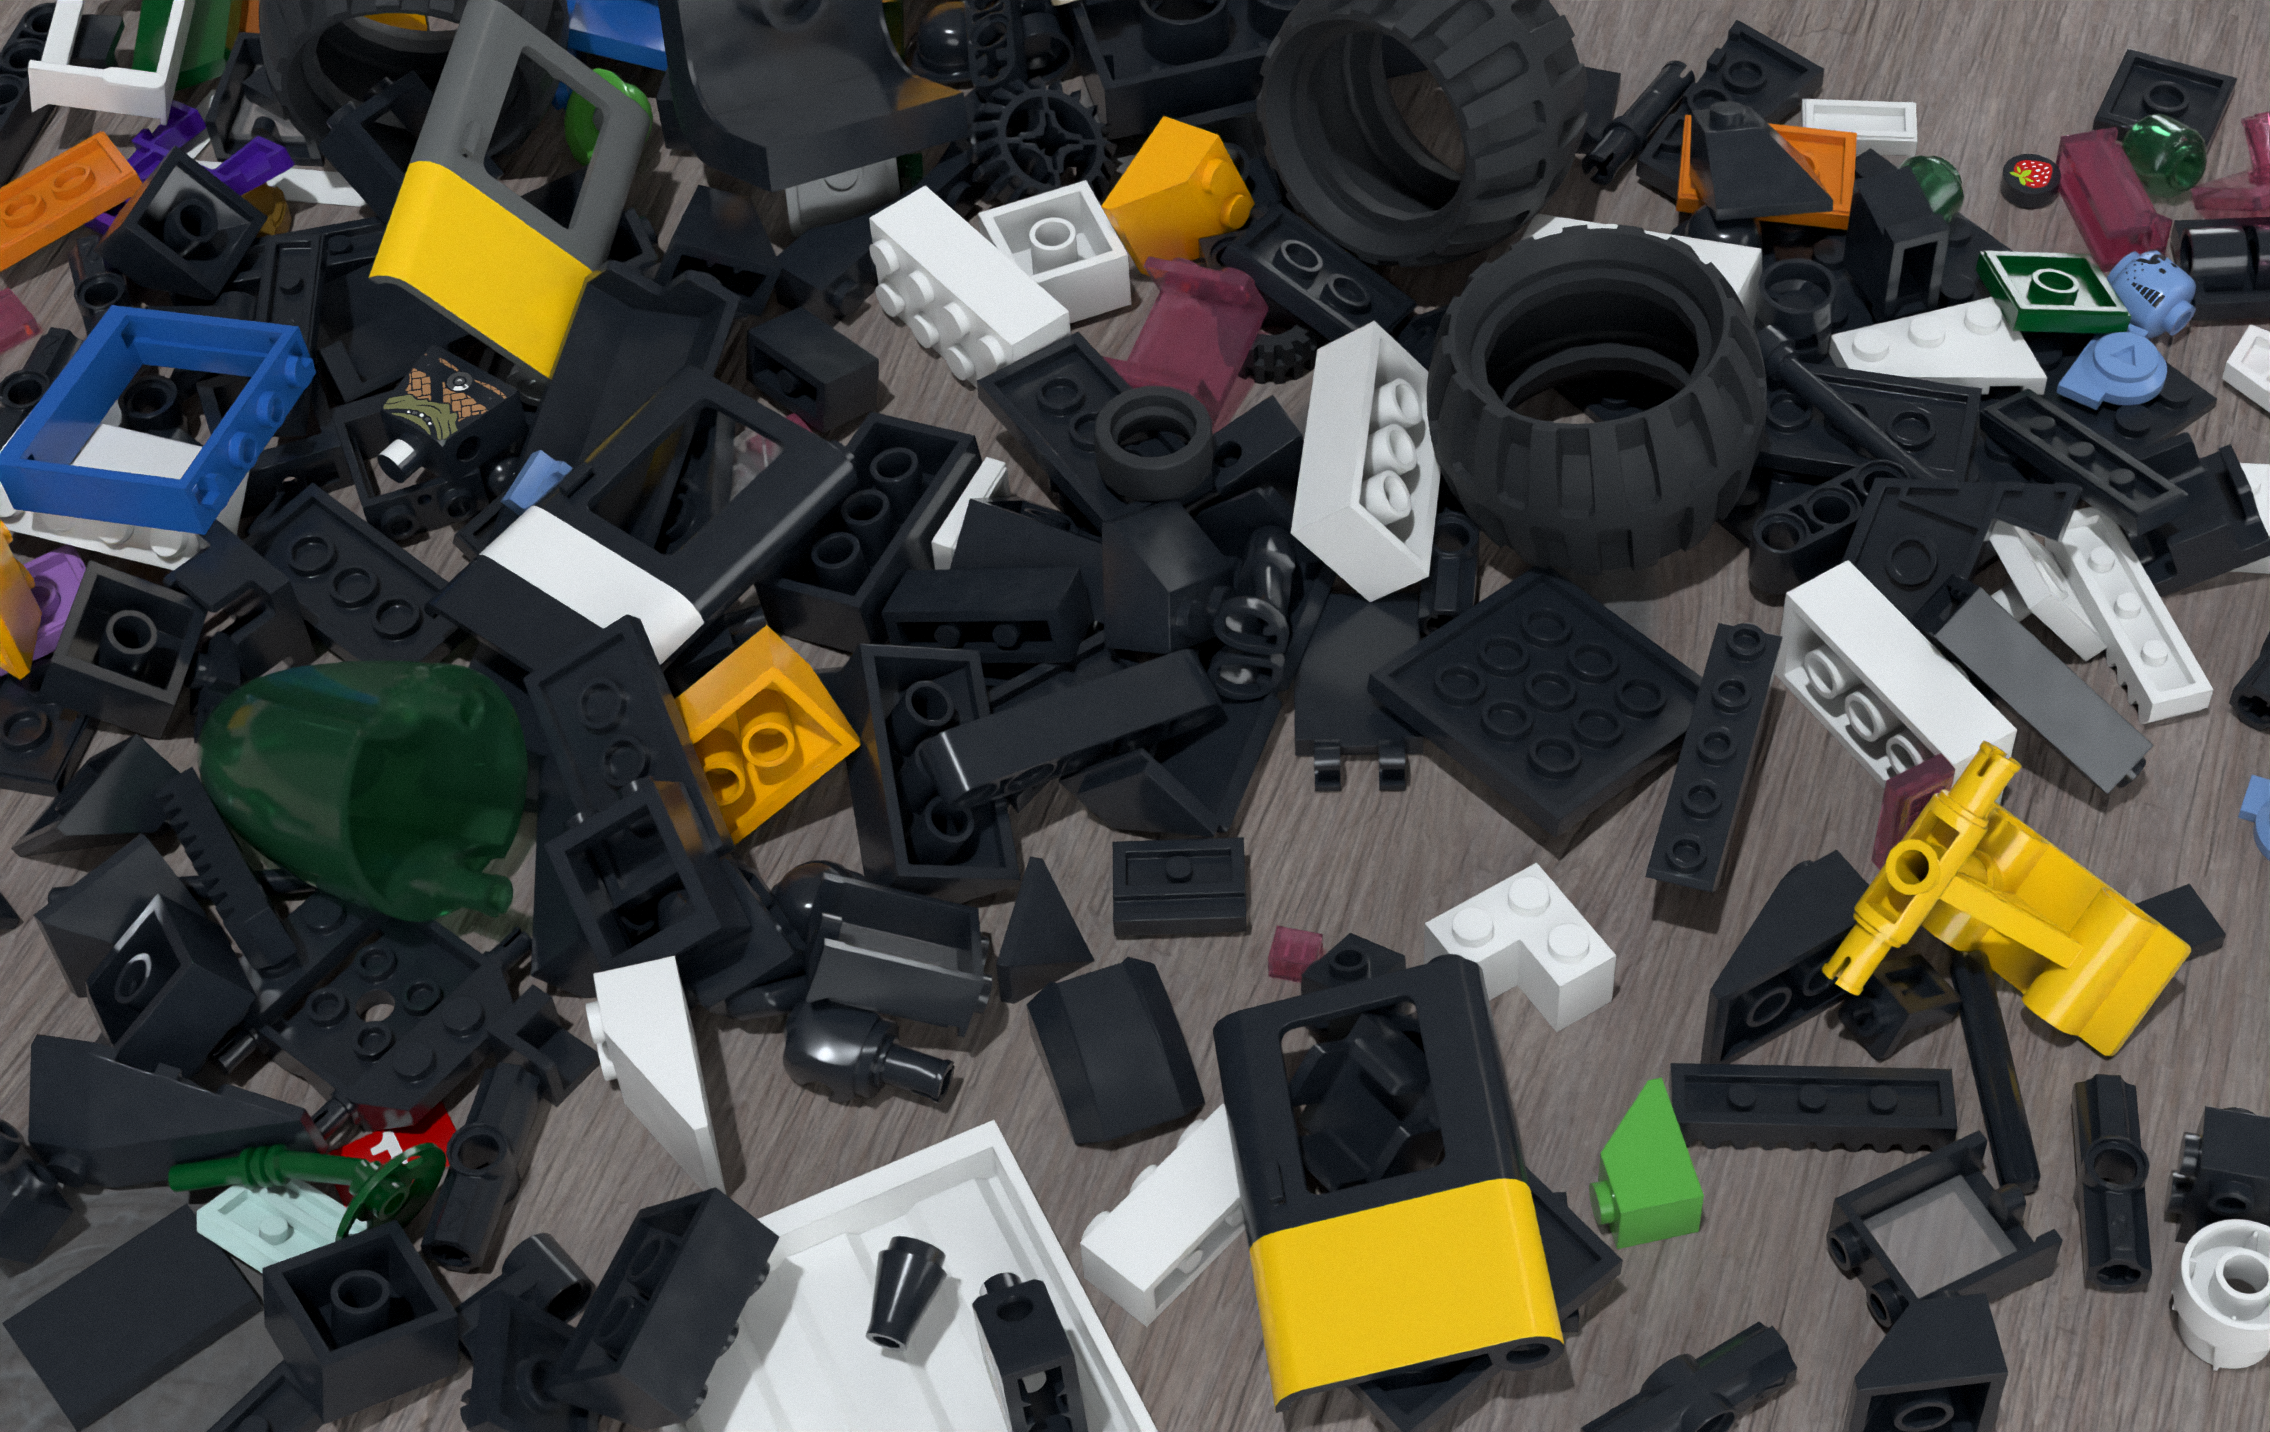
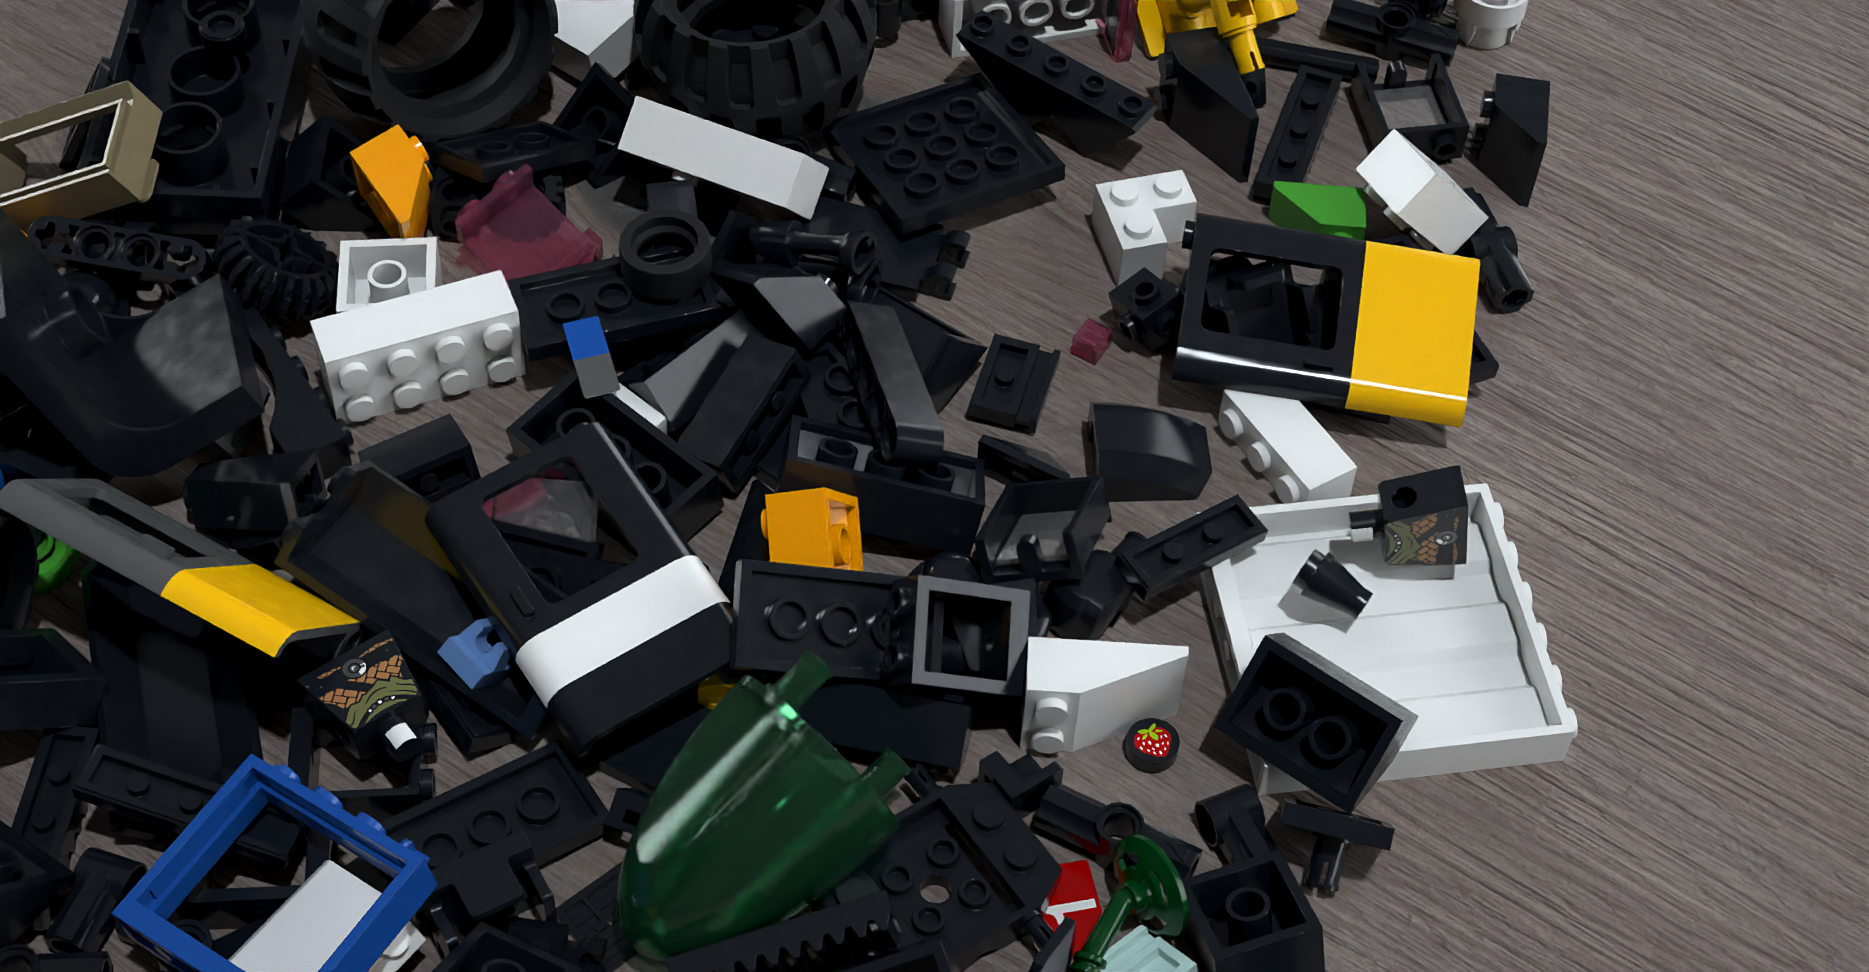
camera: 80 degrees left, 0 degrees up
(644, 1177) = (1152, 745): none -> black tile
(918, 1119) = (1190, 547): none -> black tile
(986, 439) = (591, 357): none -> sticker
(1706, 1261) = (1419, 195): none -> white brick

